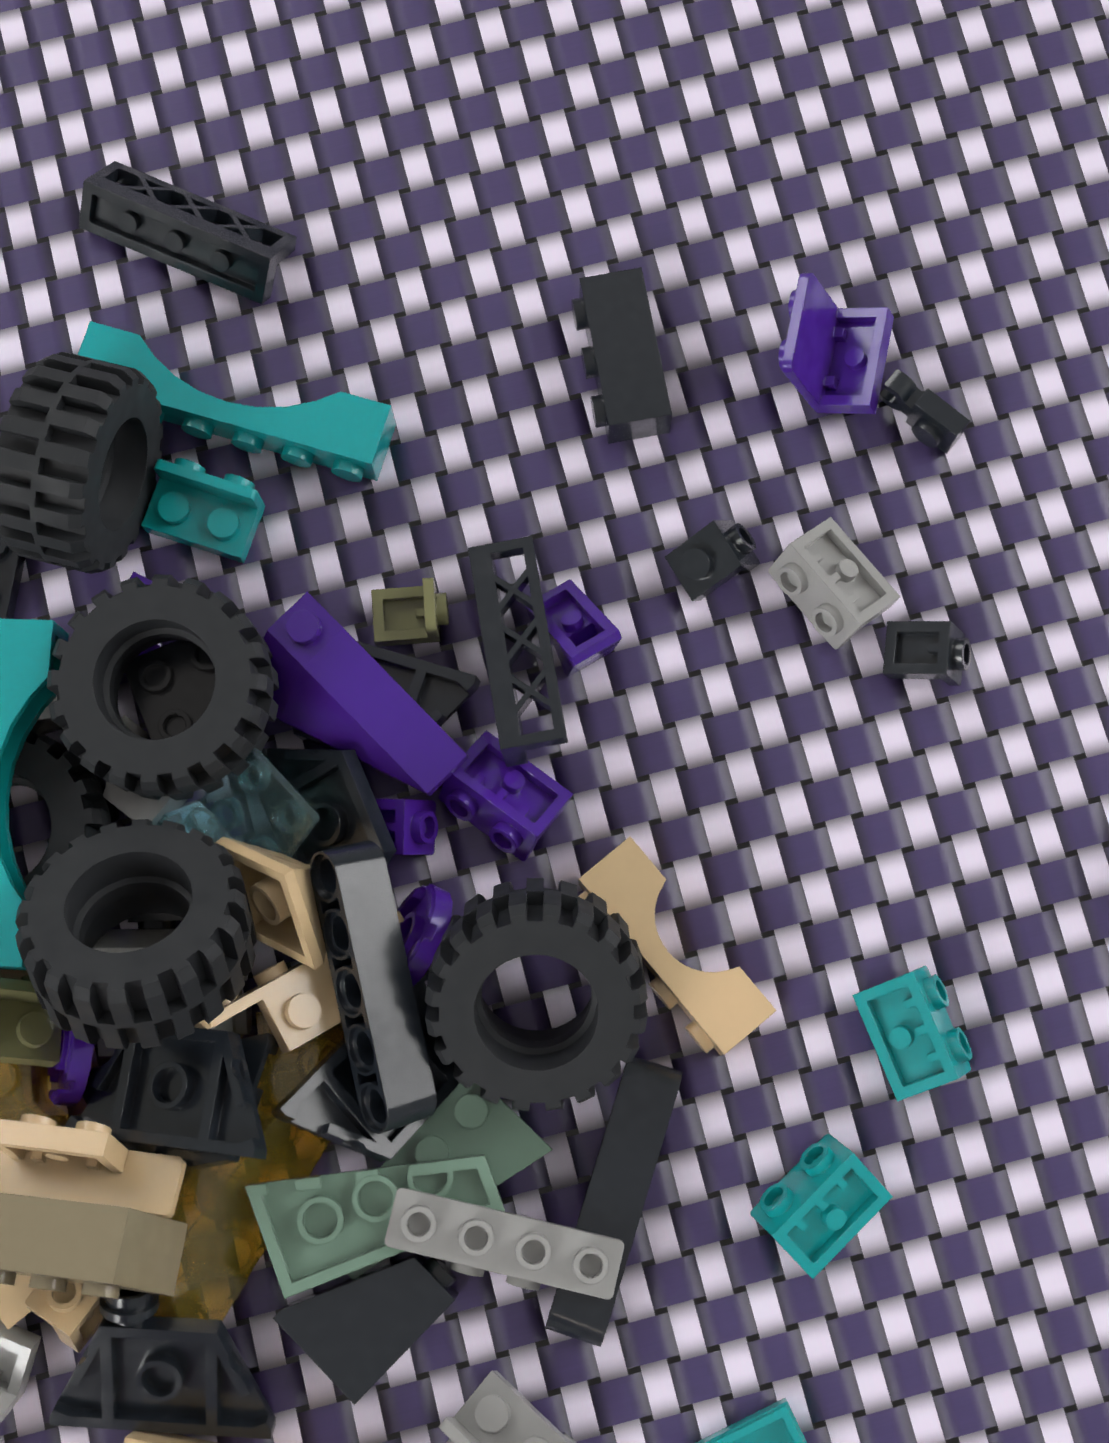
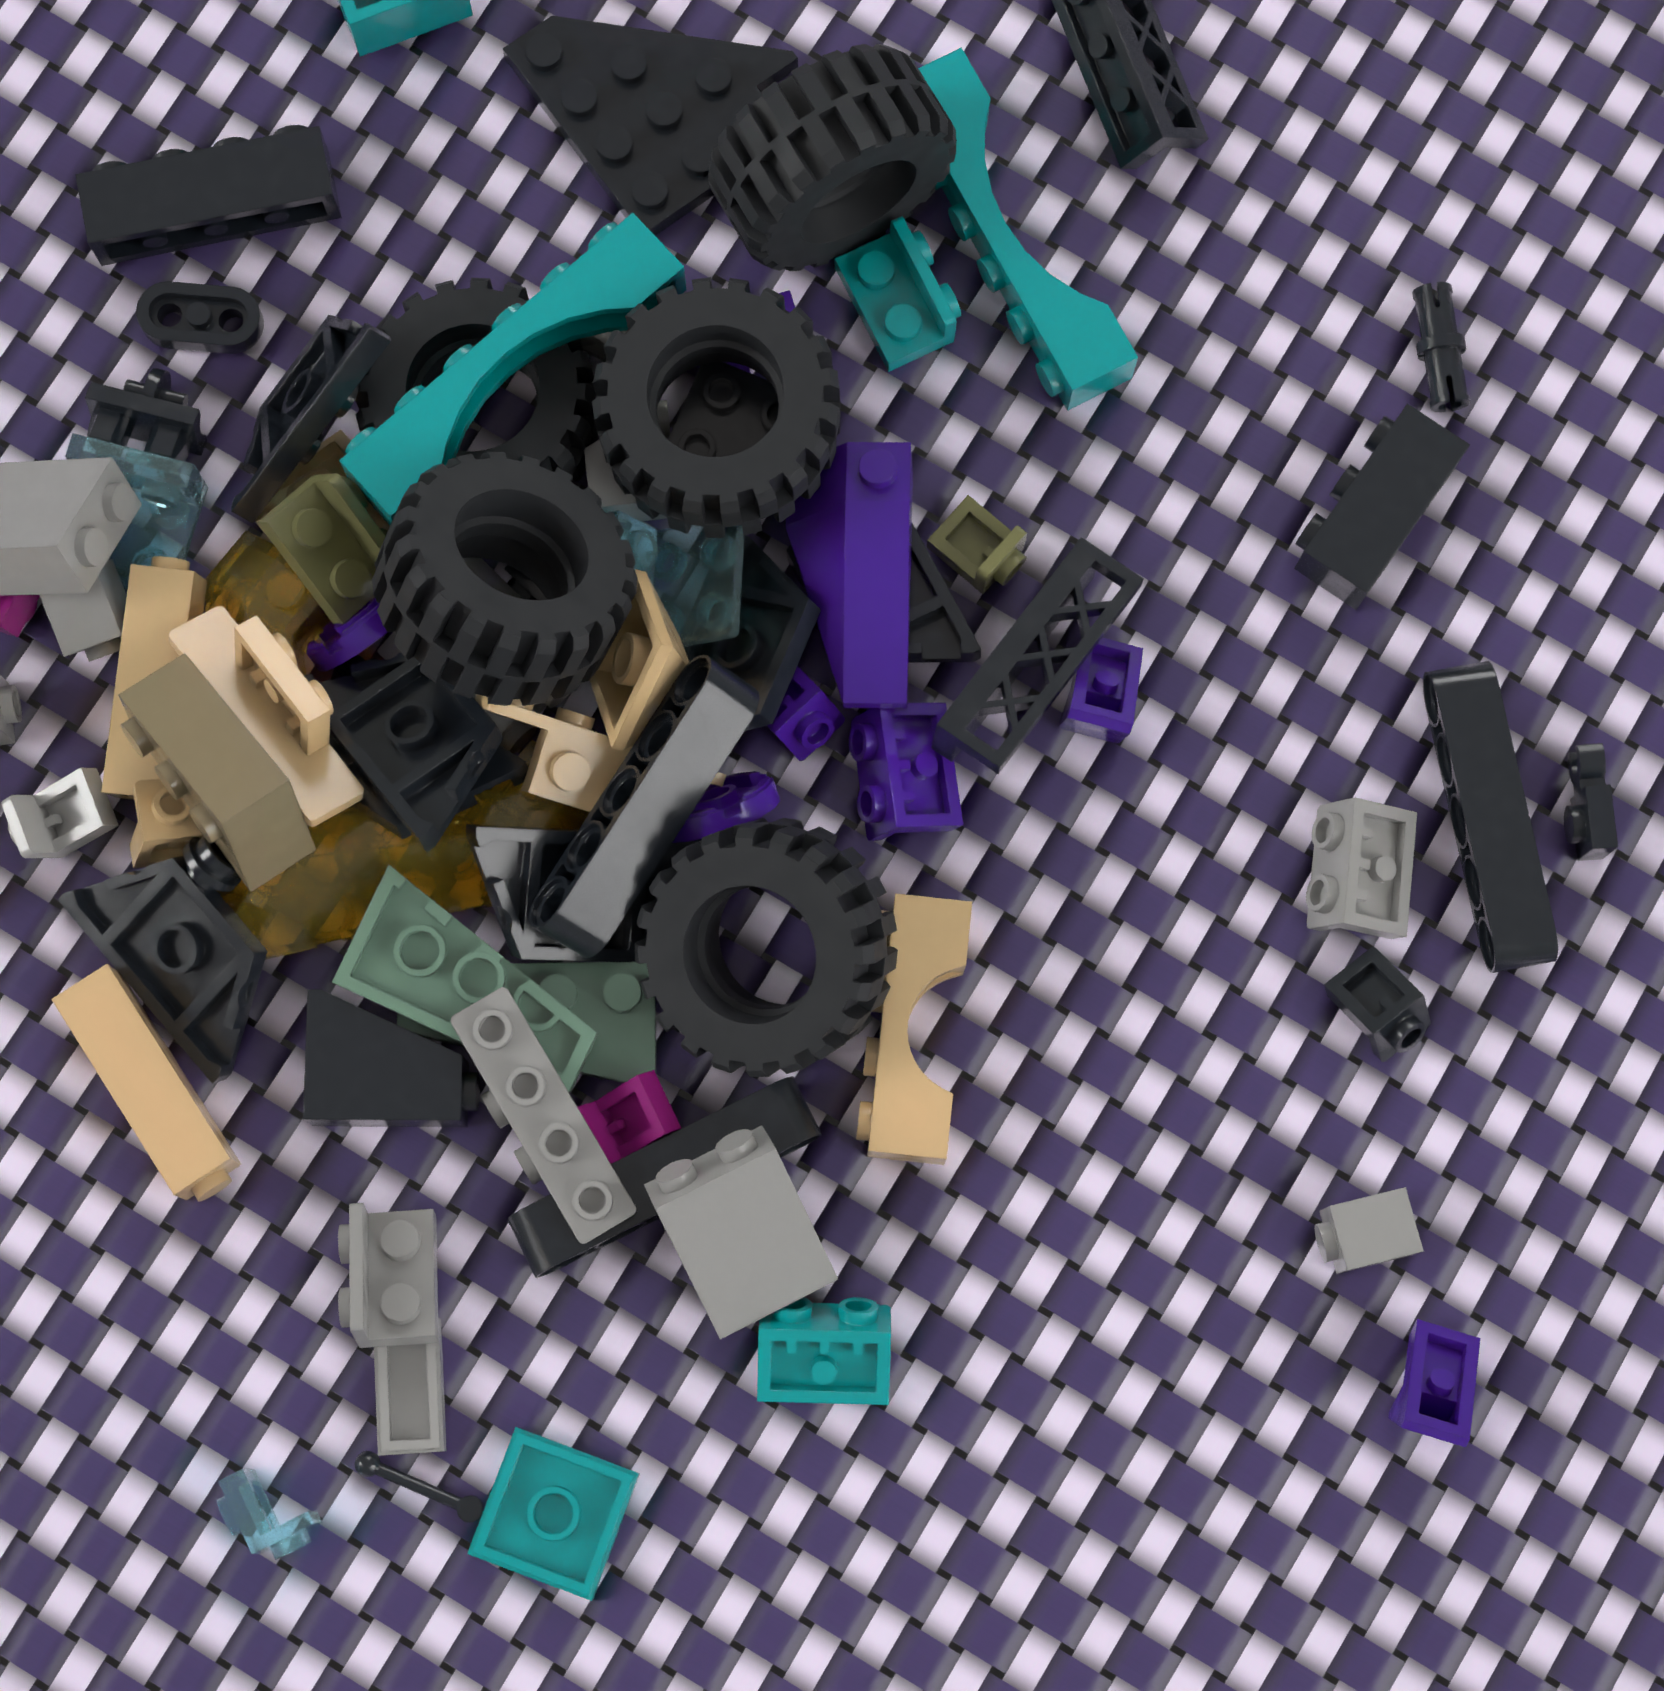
camera: 40 degrees right, 0 degrees up
(556, 1185) = (631, 1116): none -> magenta bracket
(561, 228) = (1441, 347): none -> black pin
(698, 1187) = (740, 1230): none -> light grey brick
(713, 557) = (1281, 748): black bracket -> none
(834, 352) = (1563, 674): dark purple bracket -> none
(875, 477) = (1490, 817): none -> black beam
(914, 1032) = (1044, 1295): teal bracket -> none
(1060, 794) = (1368, 1231): none -> light grey brick

